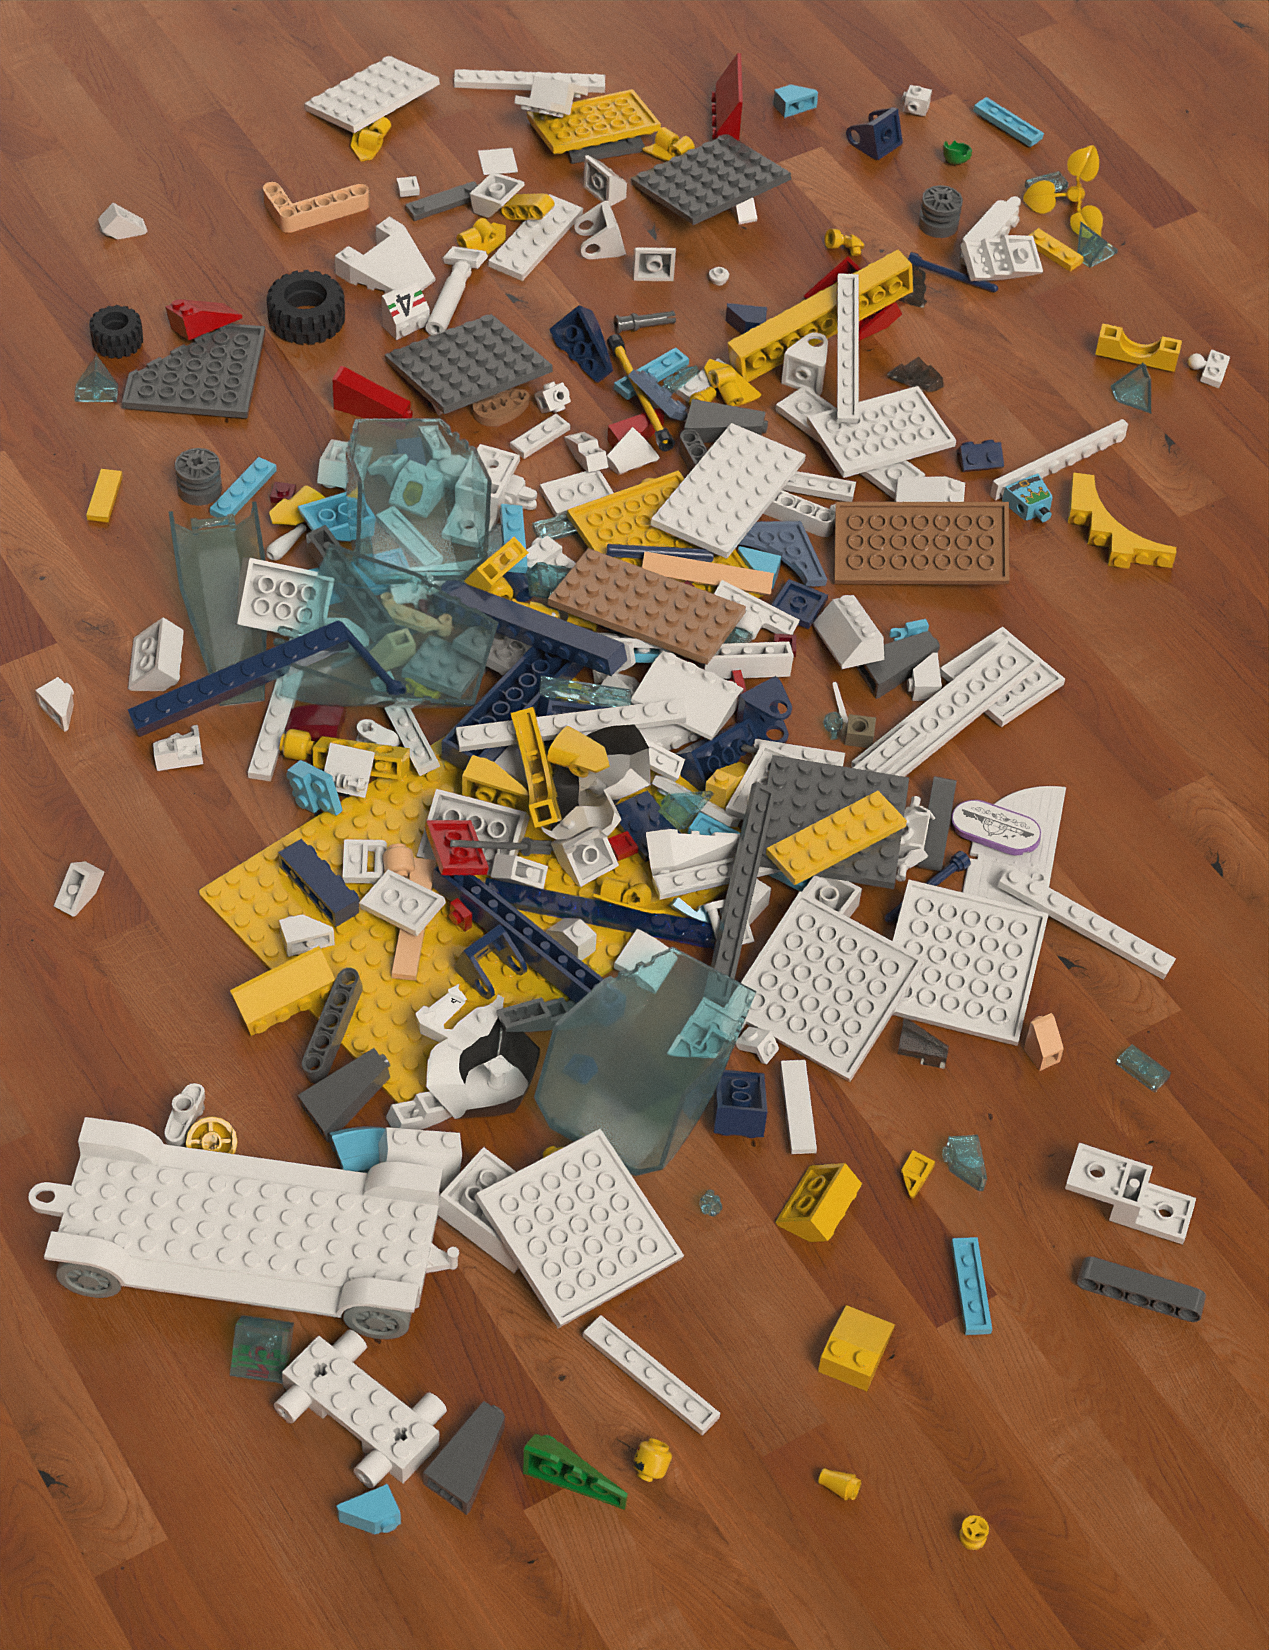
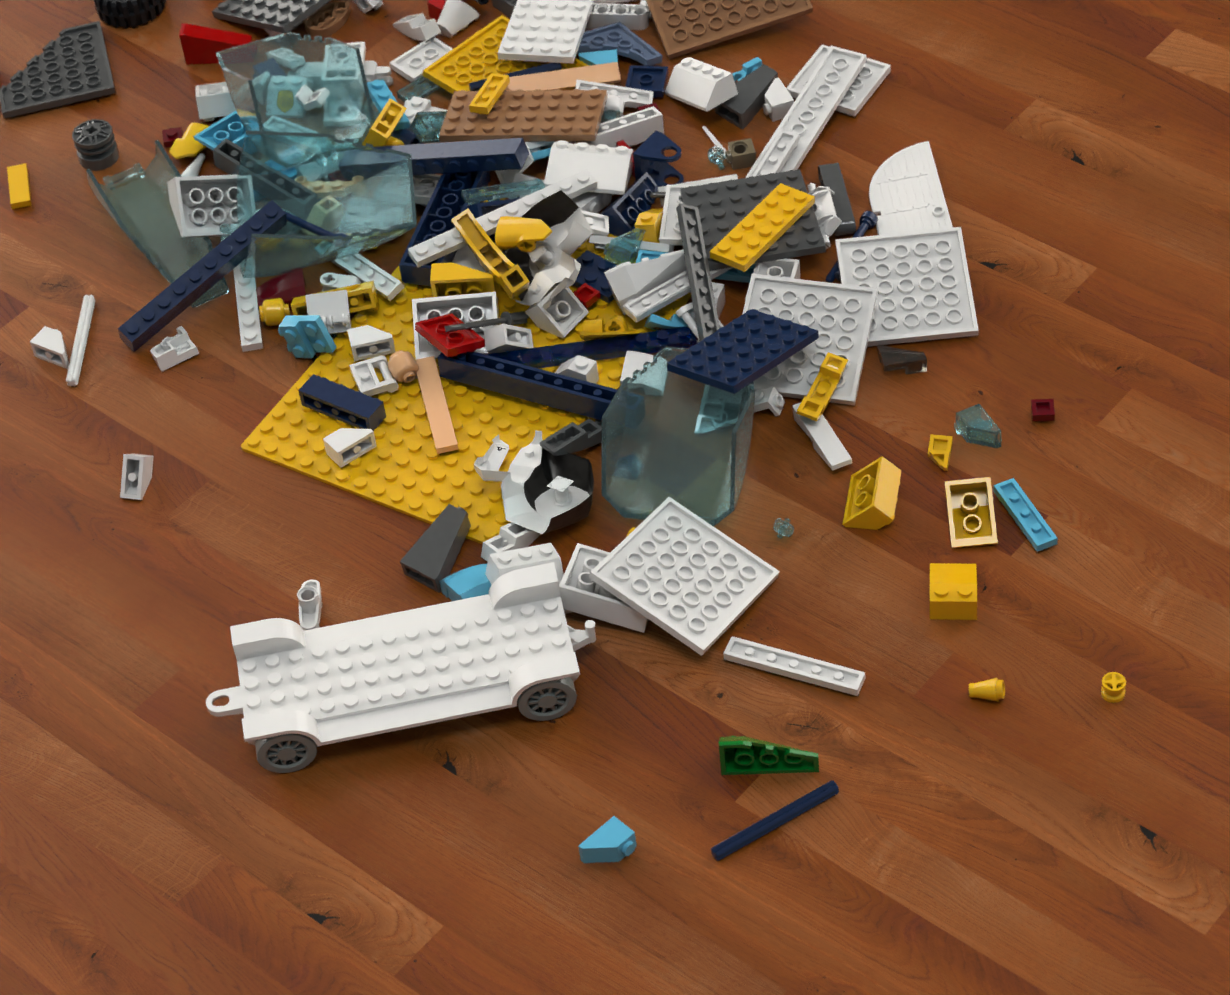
camera: 10 degrees left, 5 degrees down
(90, 704) = (80, 340): none -> white axle
(156, 657) = (122, 287): white slope -> none
(197, 318) = (37, 33): red slope -> none
(212, 1134) = (341, 610): yellow cylinder -> none
(243, 488) = (137, 143): medium azure plate -> none
(261, 1348) = (457, 758): clear light blue slope -> none
(283, 991) = (352, 489): yellow slope -> none
(332, 1035) = (404, 502): dark grey beam -> none
(376, 819) = (370, 342): none -> white slope
(390, 1431) = (599, 779): white piece -> none
(402, 902) = (421, 393): white plate -> none
(436, 504) = (311, 99): none -> white bracket
(460, 915) = (474, 387): red plate -> none
(465, 1459) = (668, 780): dark grey slope -> none
(502, 946) = (516, 396): hose -> none
(540, 436) = (373, 27): white tile -> none
(553, 1550) = (774, 820): none -> dark blue axle
(619, 568) = (489, 93): none -> yellow plate
(652, 1459) = (825, 724): yellow head -> none
(740, 1104) = (775, 450): dark blue slope -> none
(747, 985) = (742, 351): none -> dark blue plate
(819, 1054) = (823, 387): none -> yellow slope
(913, 1263) = (971, 512): none -> yellow slope
(996, 827) = (886, 186): white tile -> none
(1044, 1042) = (1000, 322): light nougat slope -> none
(1045, 1165) = (1042, 409): none -> dark red plate
(1086, 922) = (993, 229): white plate -> none
(1133, 1198) = (1127, 410): white bracket -> none
(1141, 1289) = (1163, 470): dark grey beam -> none
(1143, 1068) = (1087, 317): clear light blue plate -> none

